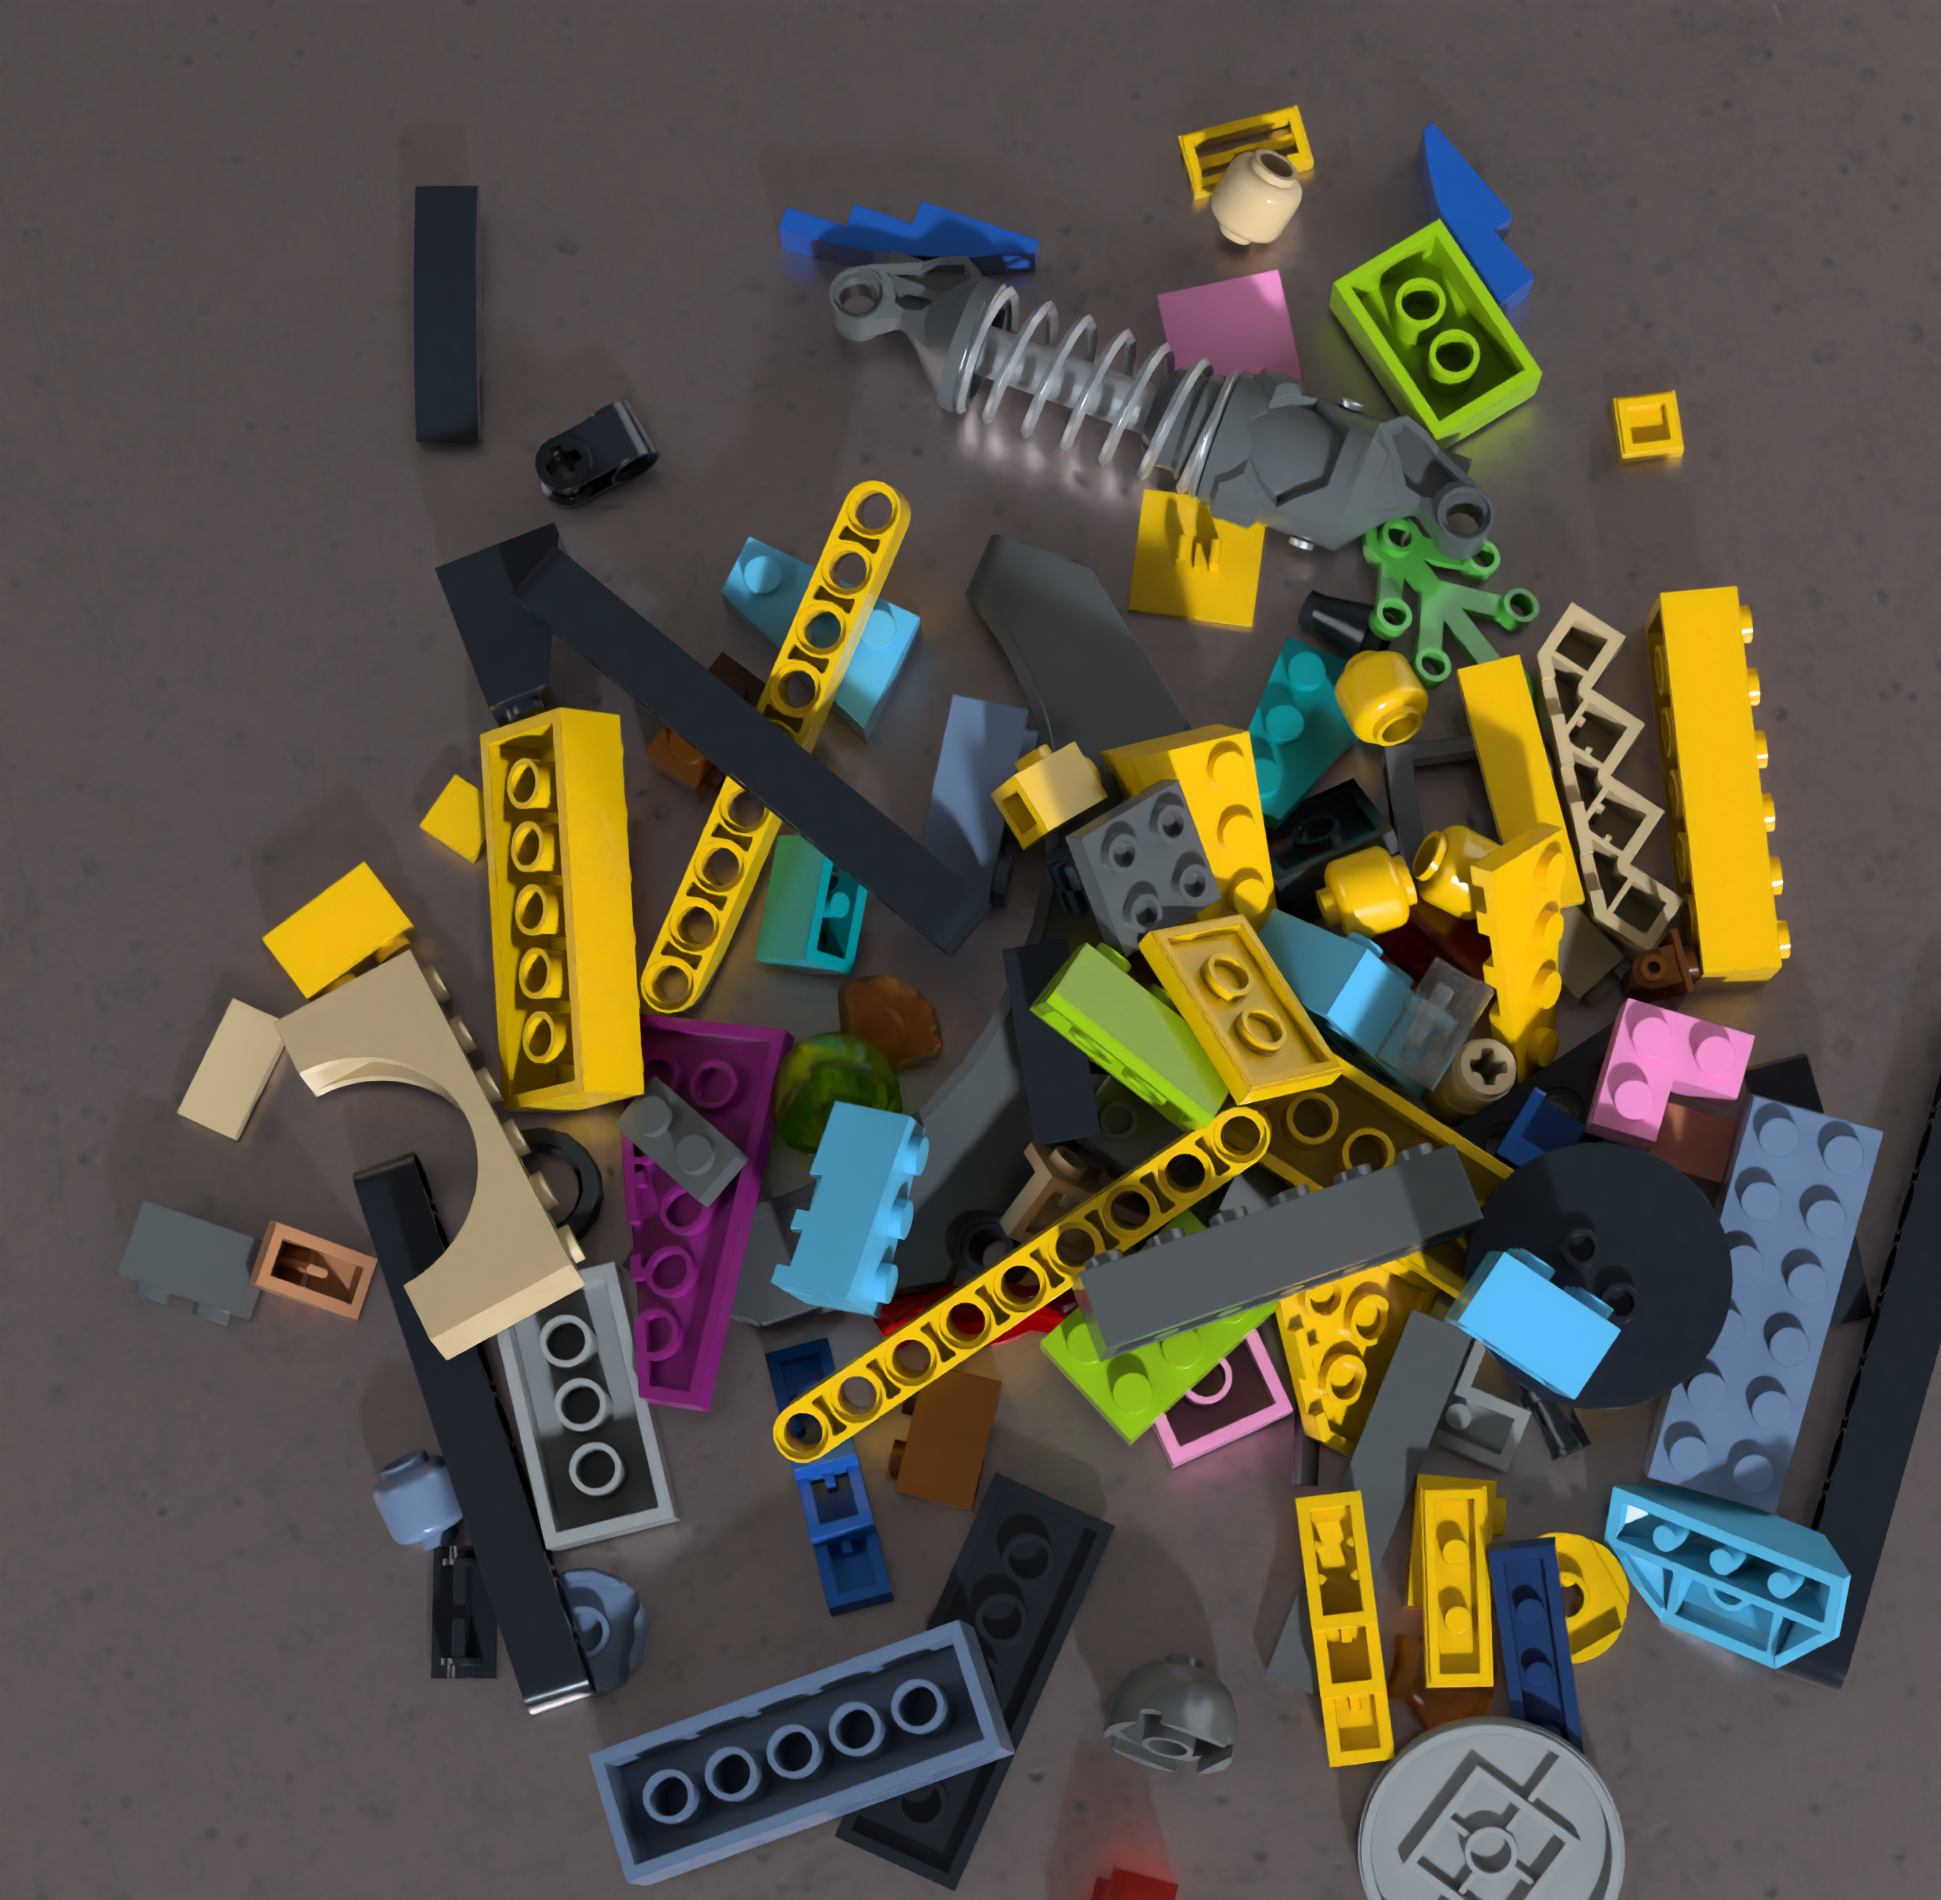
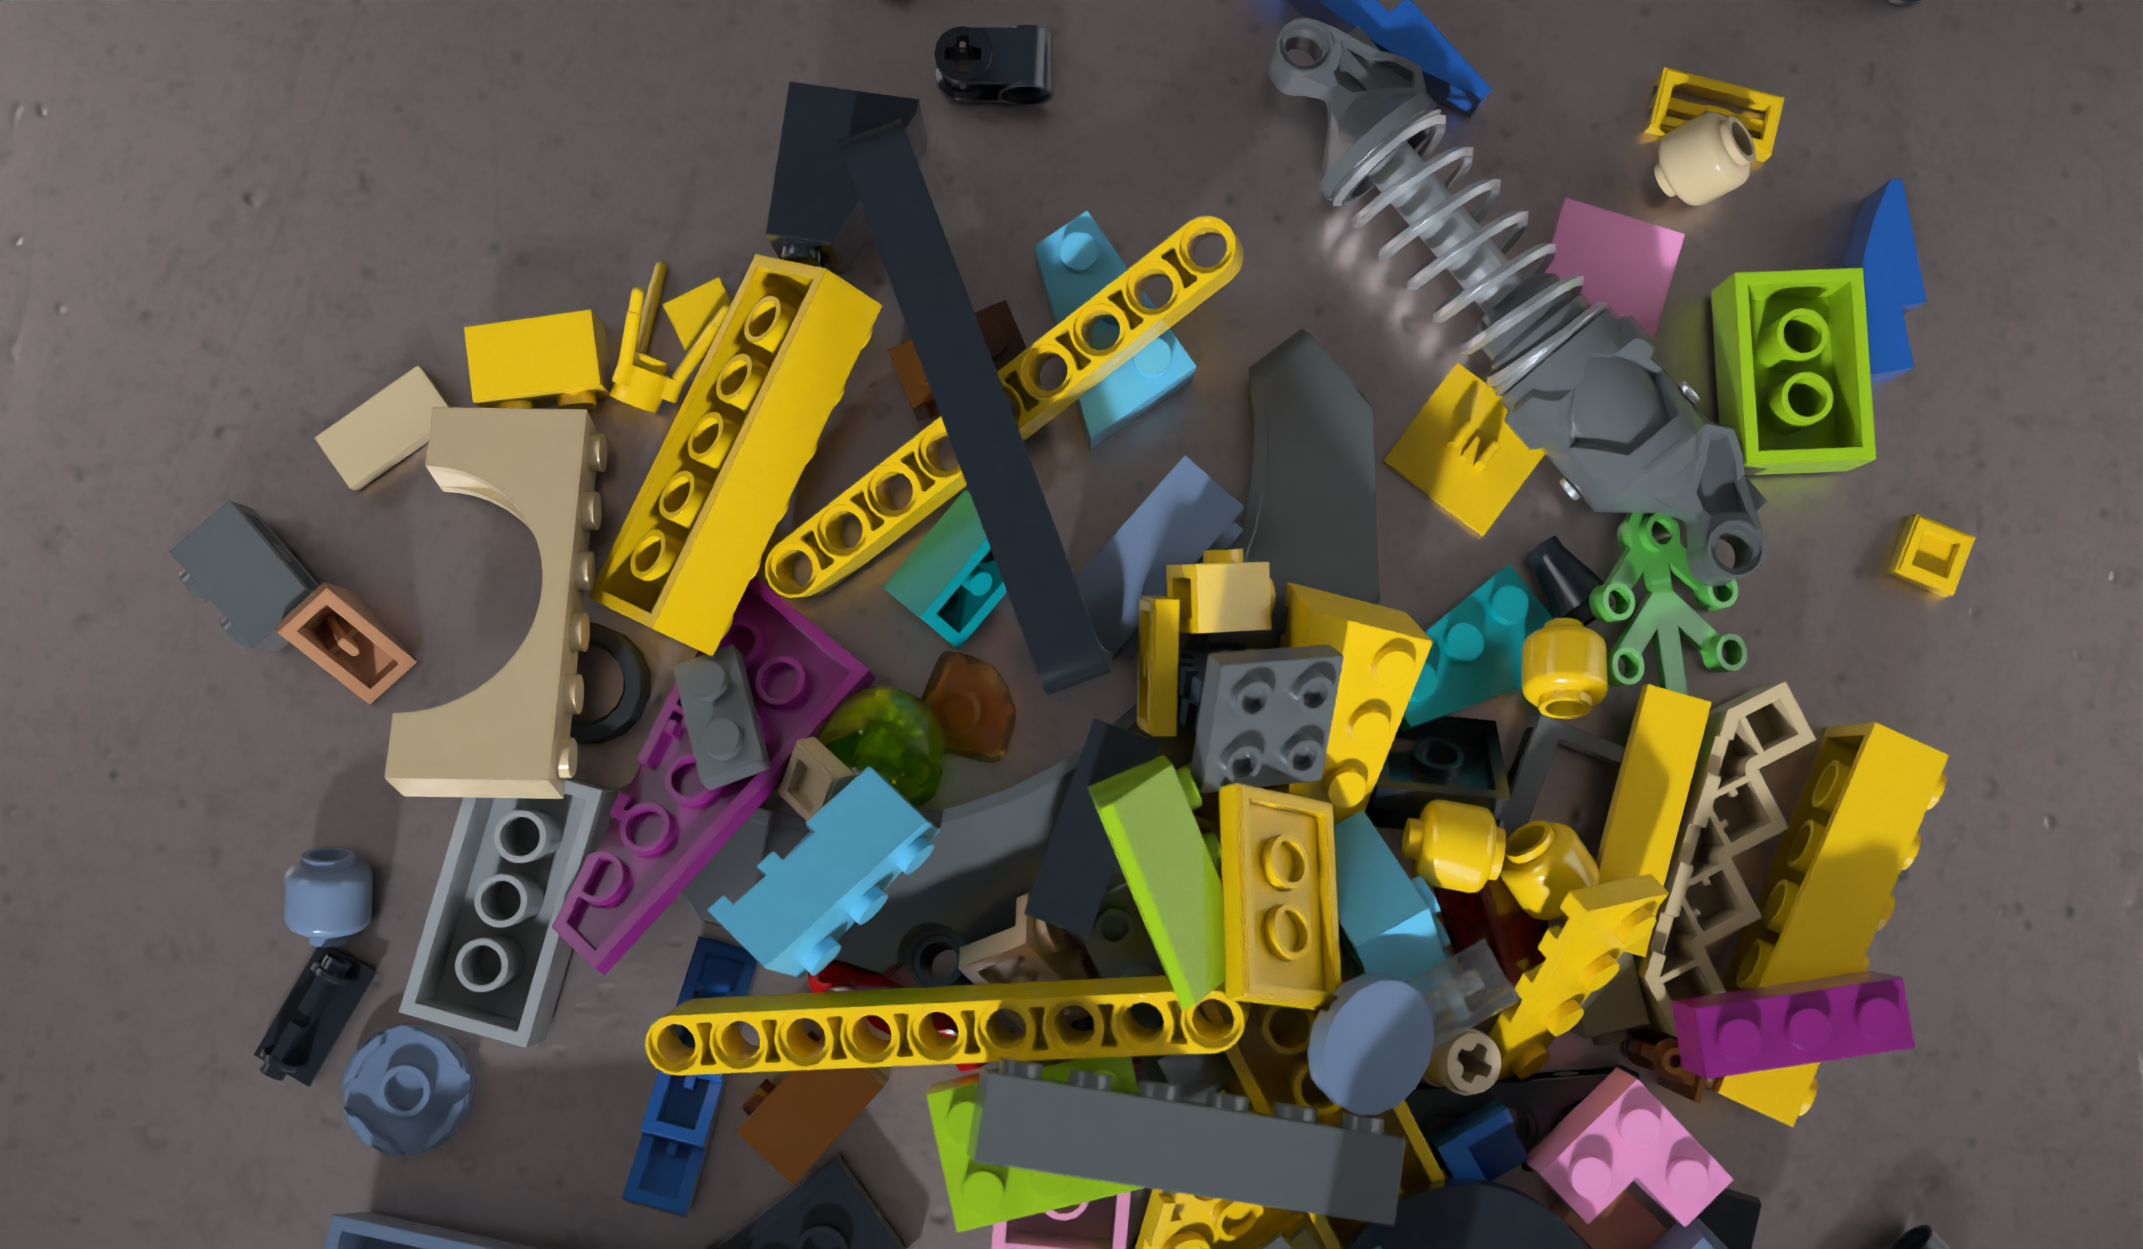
camera: 20 degrees right, 5 degrees up
(438, 896) = (641, 377): none -> yellow plant
(478, 1450) = (397, 881): black beam -> none
(790, 1147) = (813, 777): none -> tan tile
(1030, 879) = (1158, 665): none -> yellow tile
(1384, 1086) = (1371, 1044): none -> sand blue tile
(1723, 877) = (1792, 1024): none -> magenta brick

